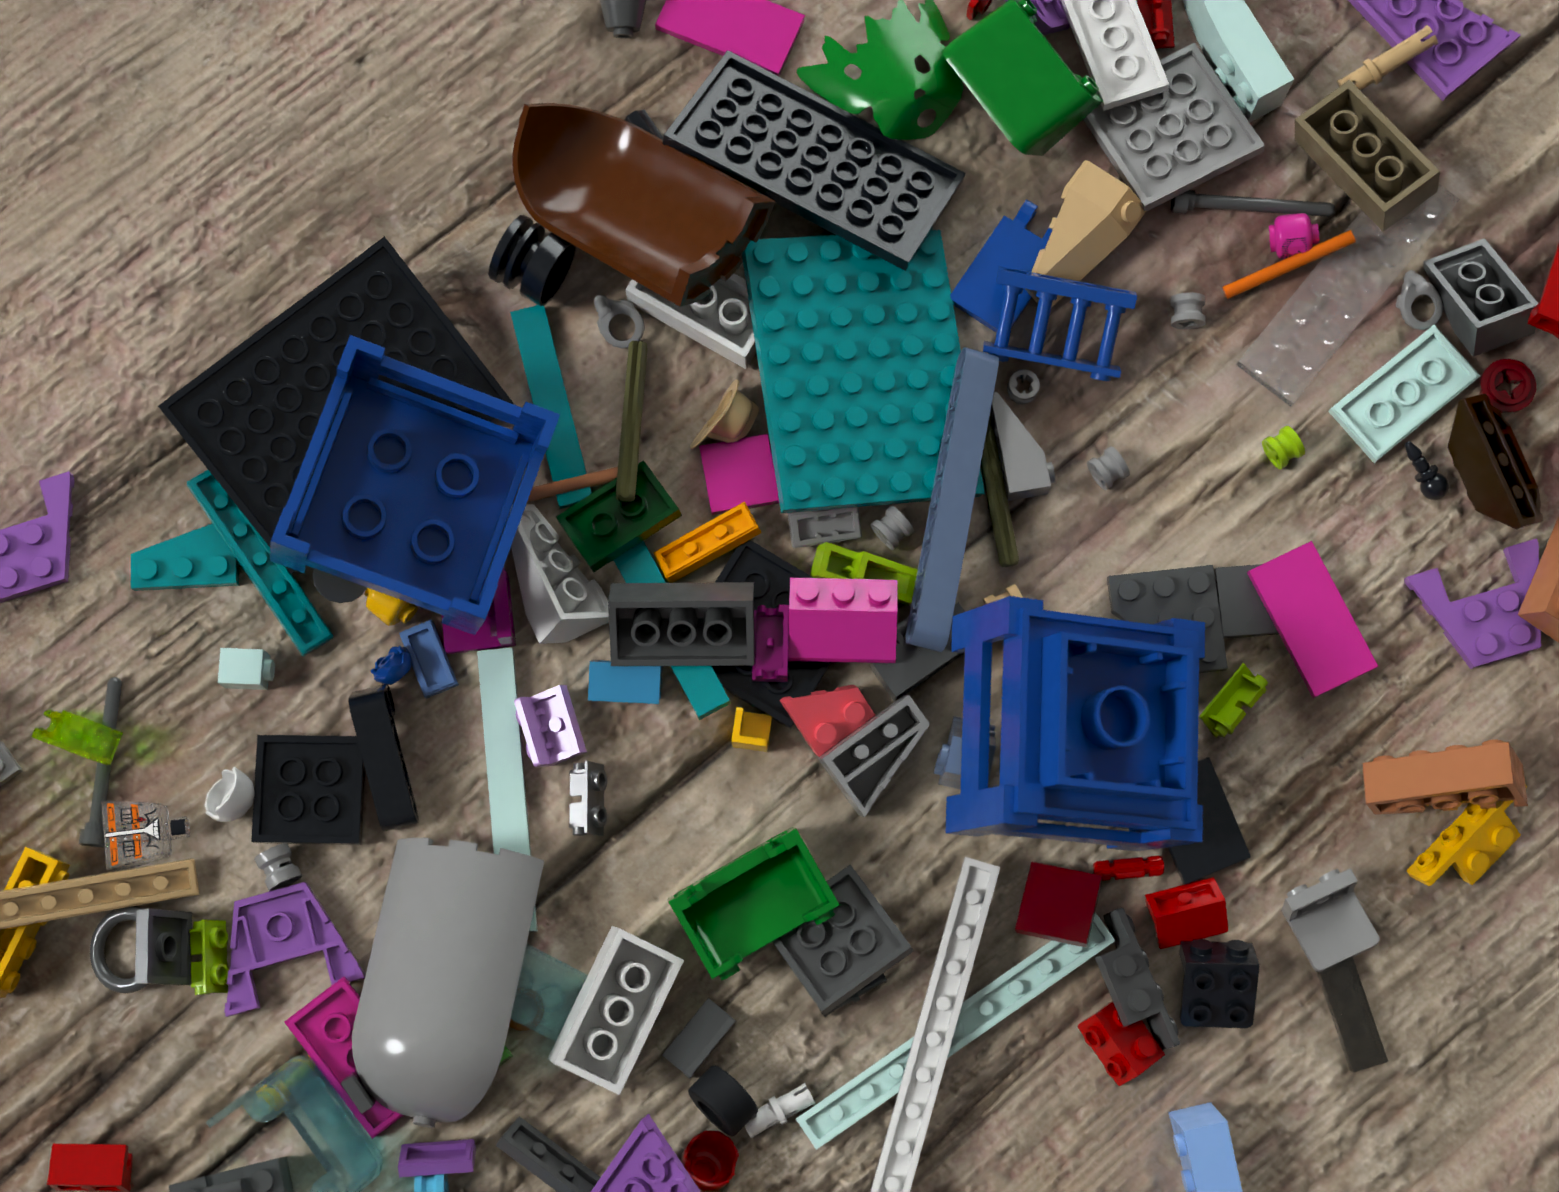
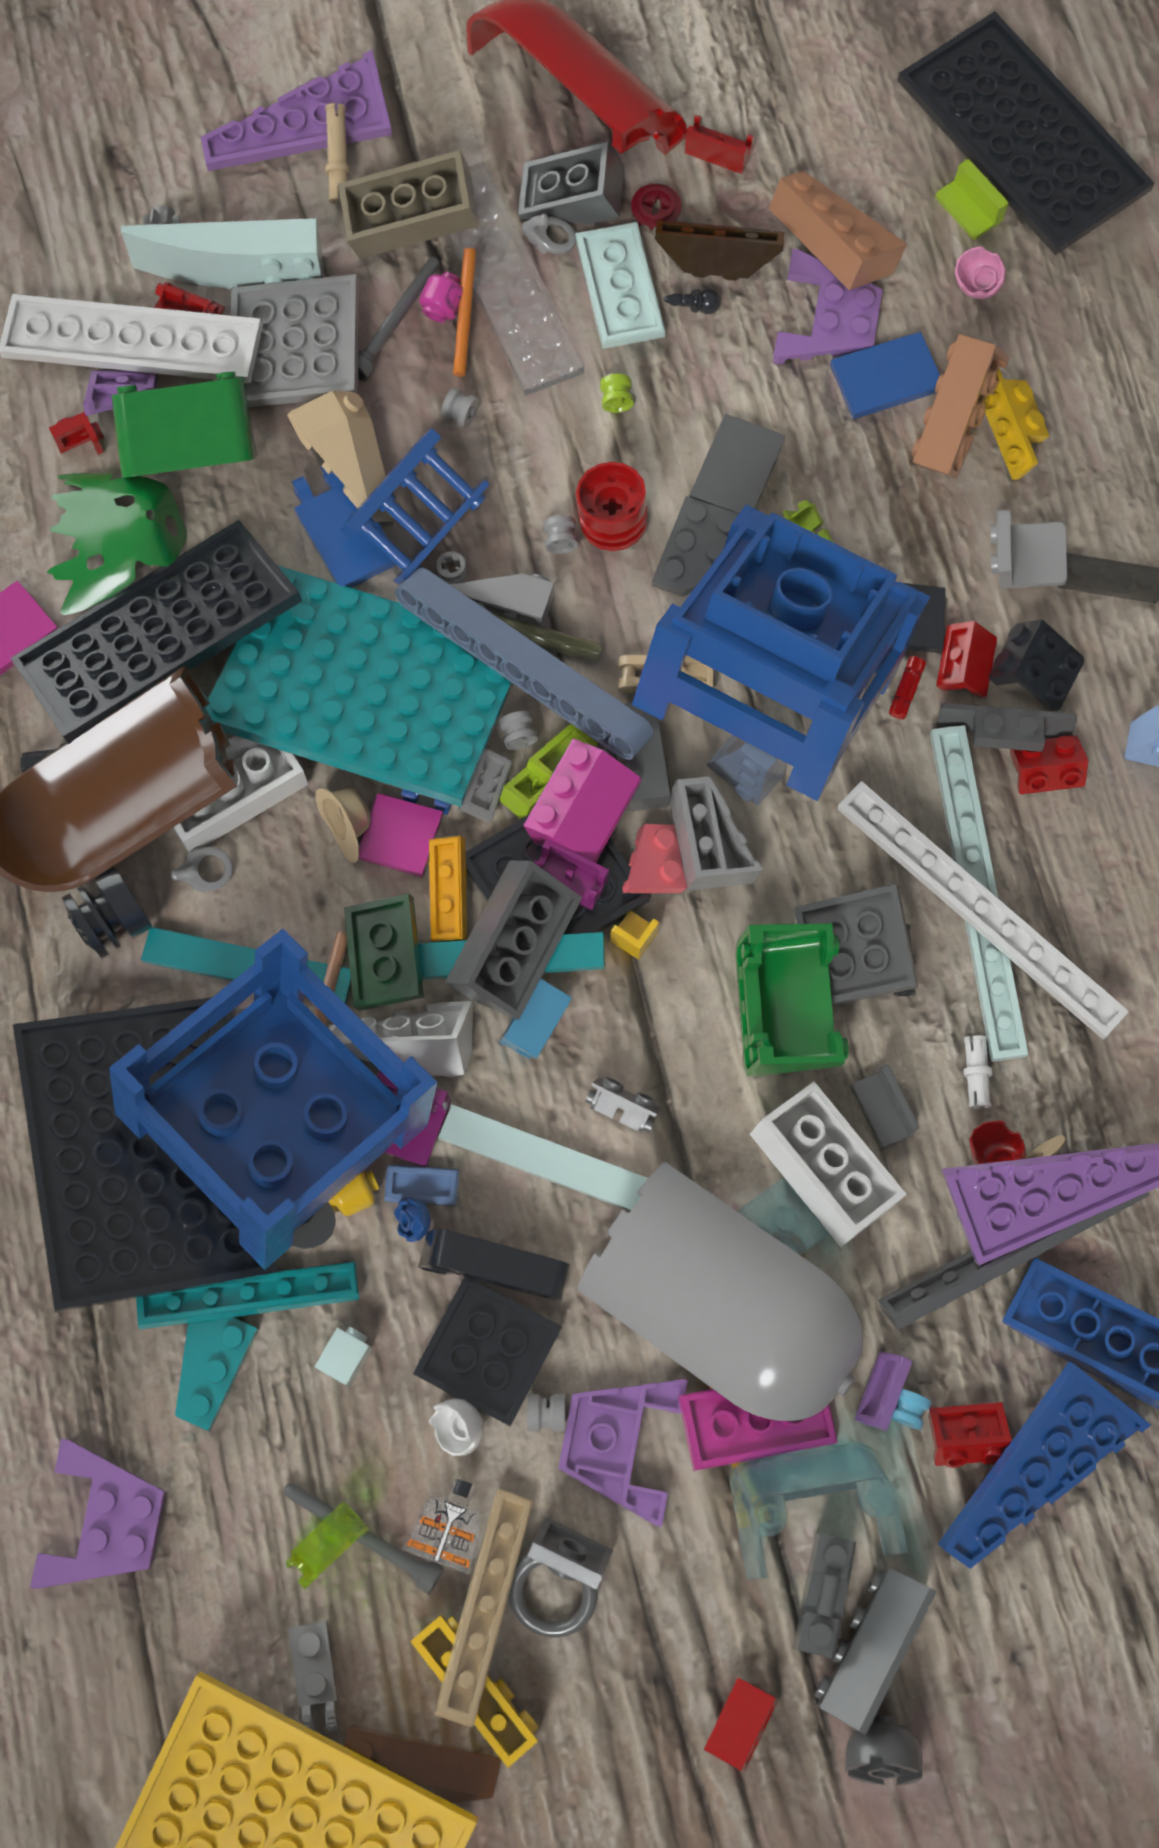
camera: 65 degrees left, 5 degrees down
(211, 941) = (613, 1522): lime hinge -> none
(358, 1092) = (794, 1428): dark grey tile -> none
(550, 727) = (542, 1103): lavender bracket -> none
(631, 421) = (303, 899): olive axle -> none
(723, 1100) = (950, 1111): black tyre -> none
(1058, 904) = (912, 754): dark red tile -> none
(1164, 484) = (607, 491): none -> red wheel
(1312, 619) = (773, 442): dark pink tile -> none
(1450, 694) = (886, 375): none -> blue tile

